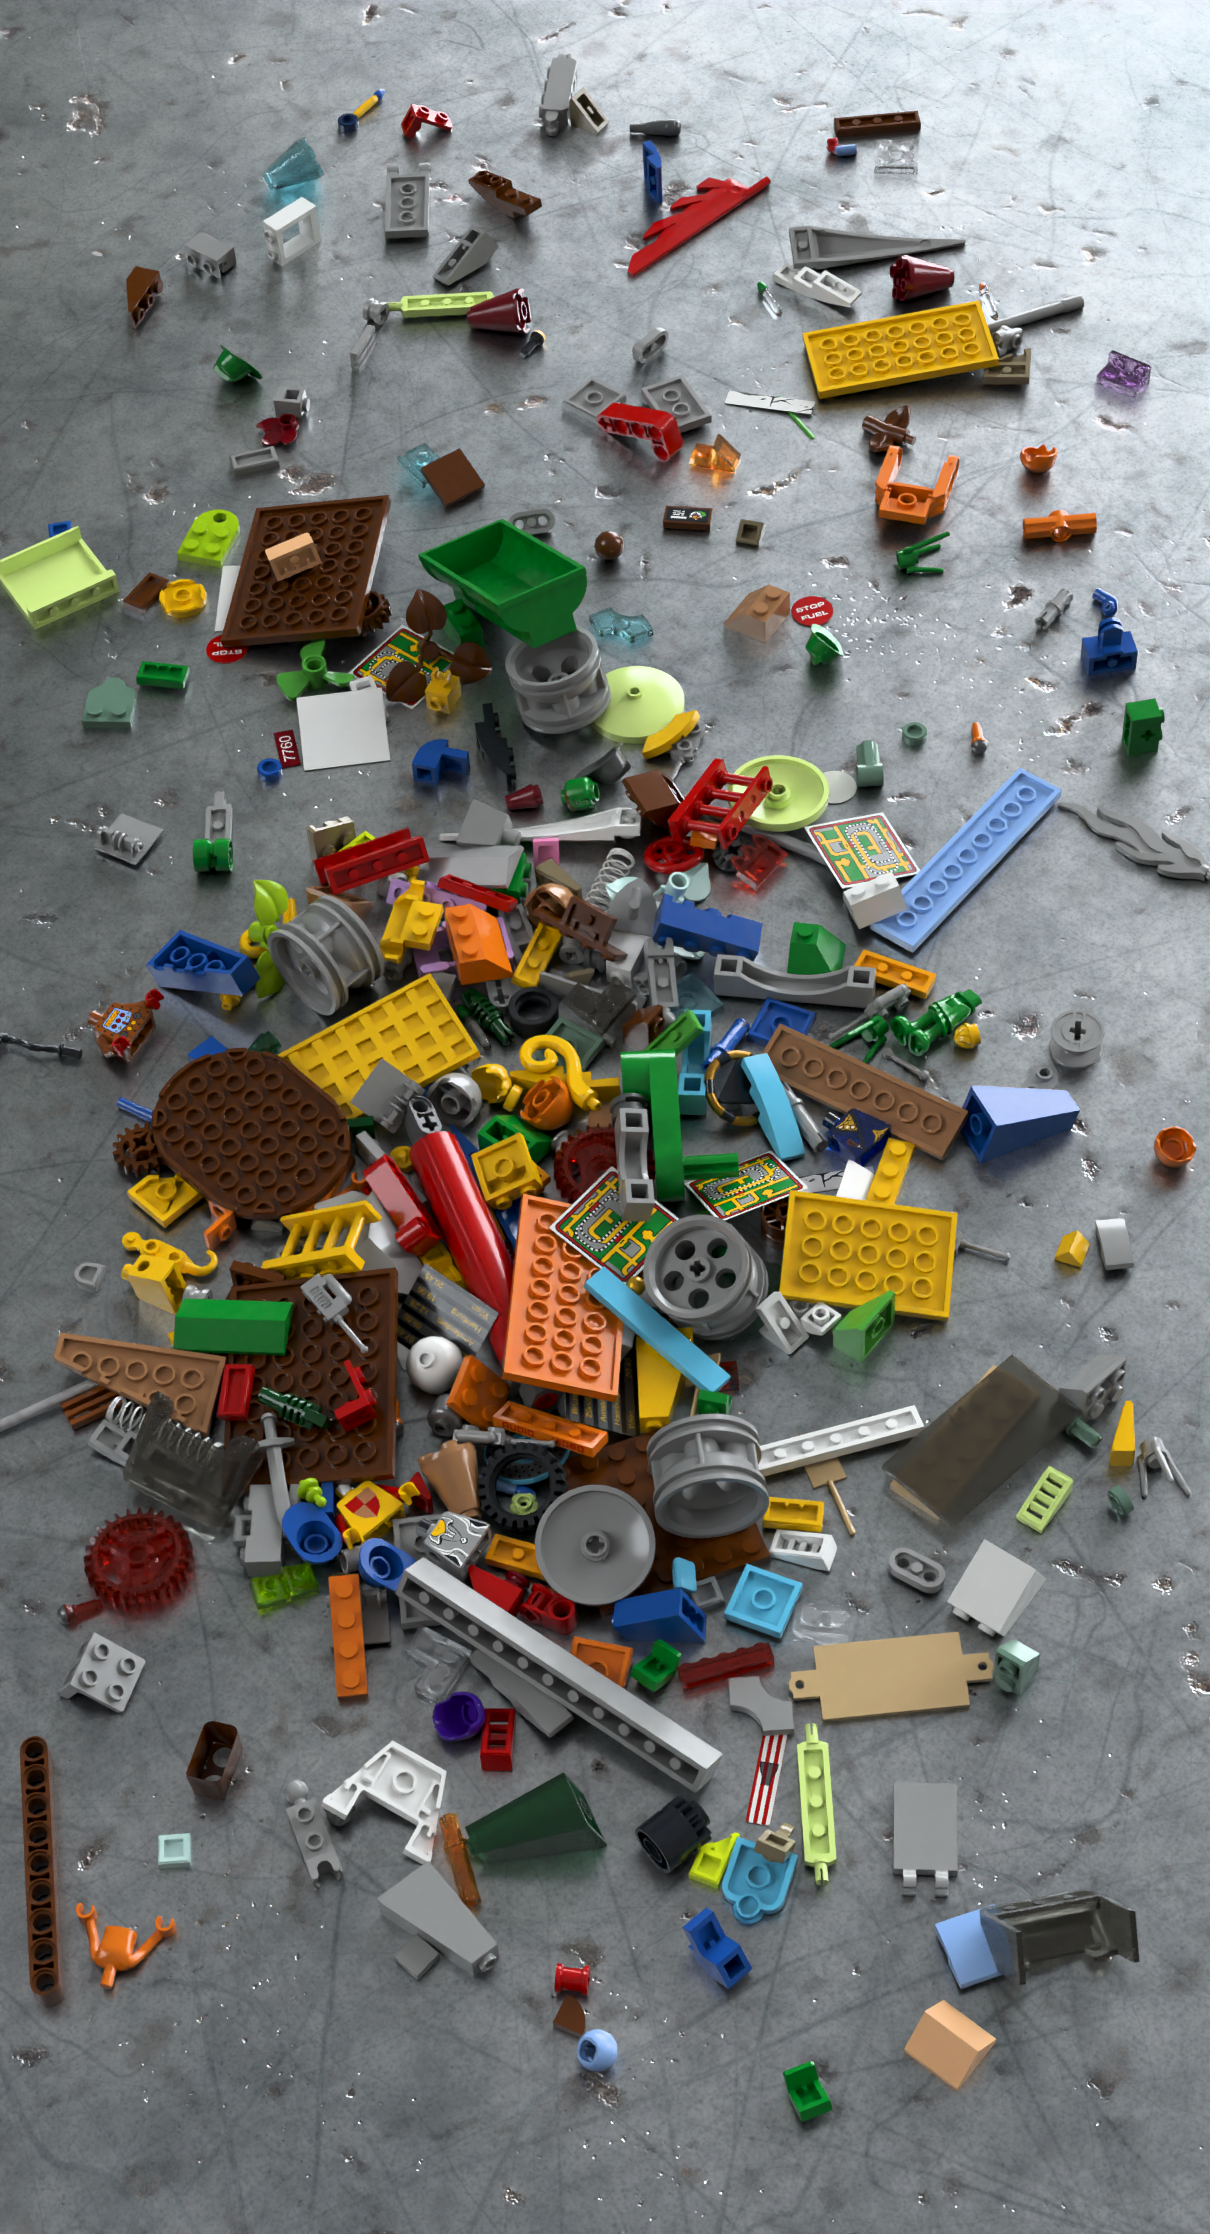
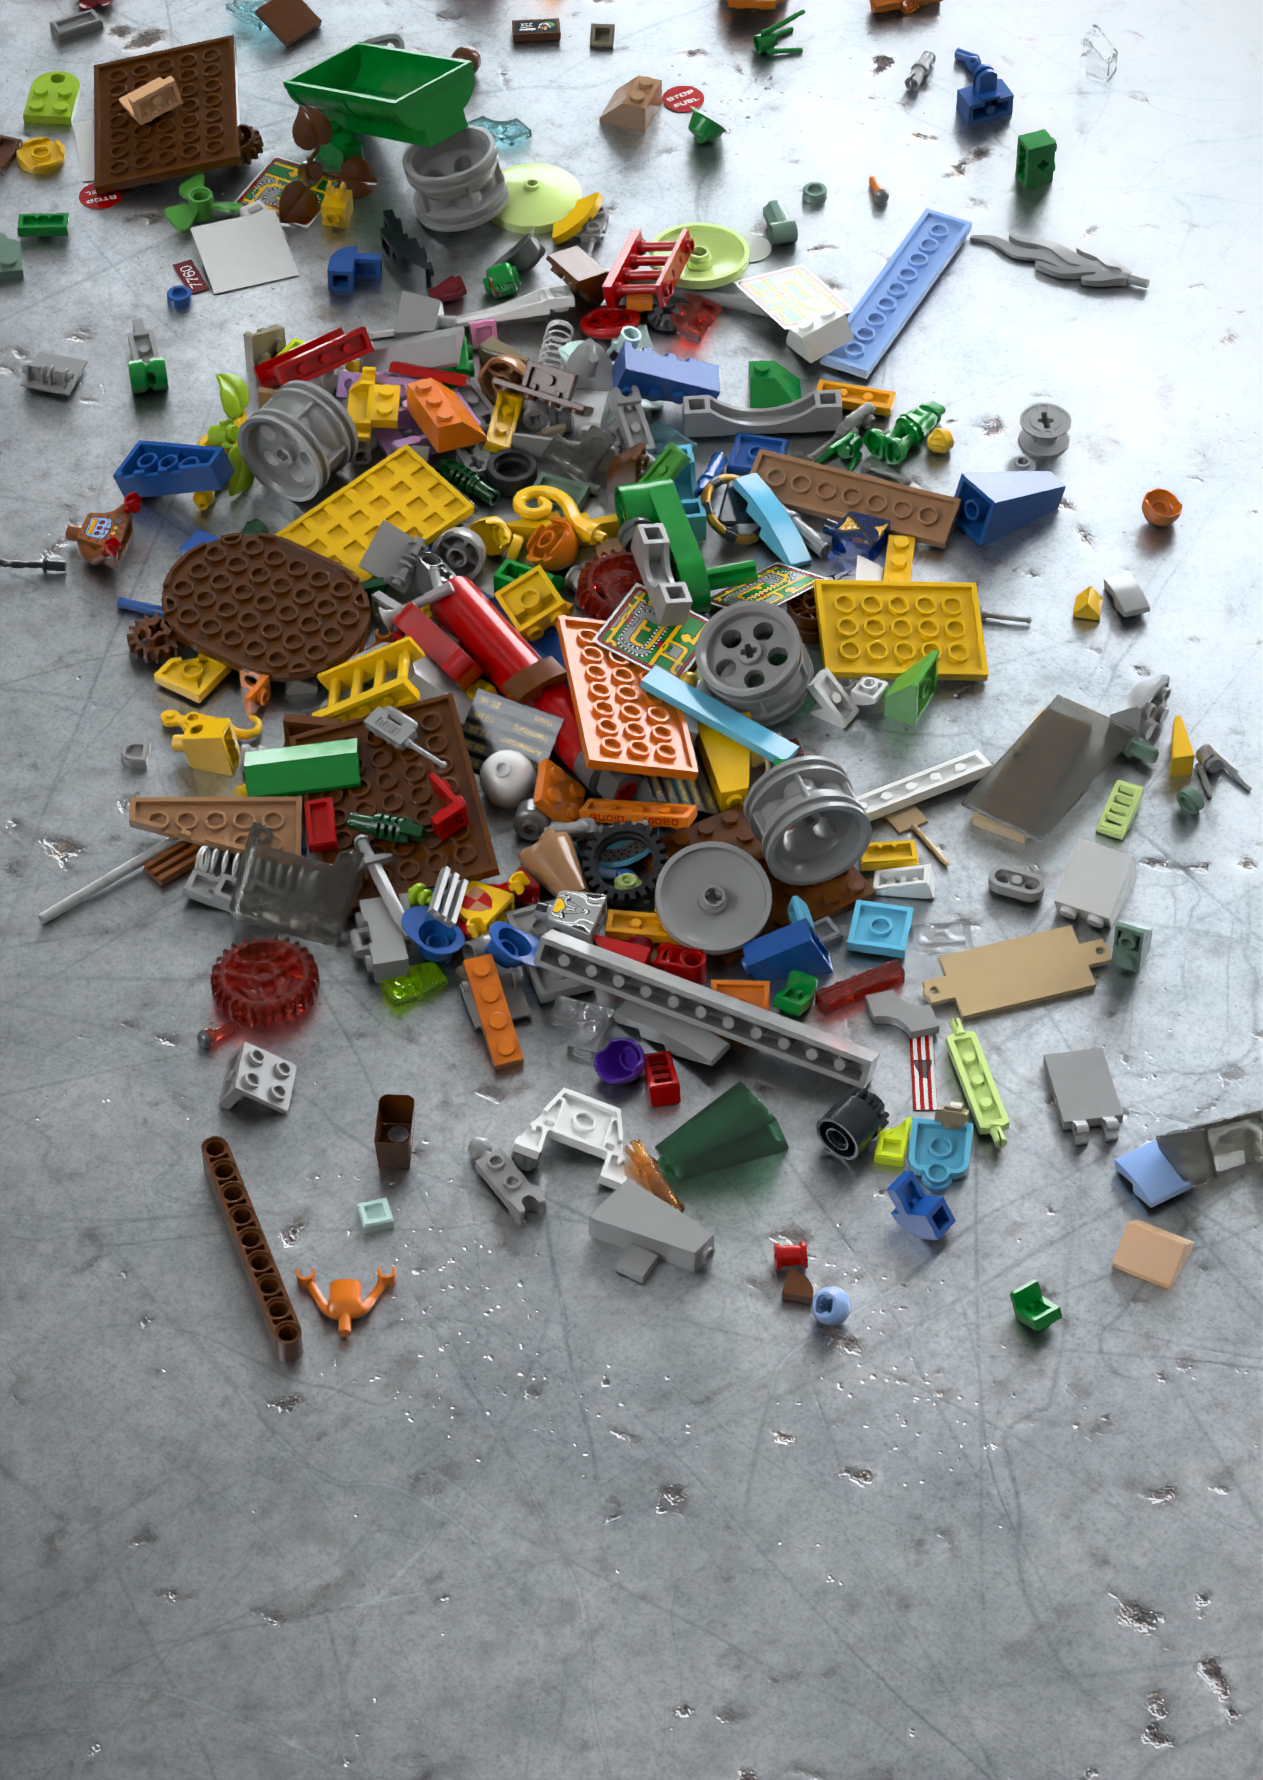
camera: 15 degrees left, 5 degrees down
(342, 1505) = (452, 899): none -> light grey tile
(416, 1147) = (438, 592): none -> light grey piece
(474, 1266) = (530, 681): none -> reddish brown slope

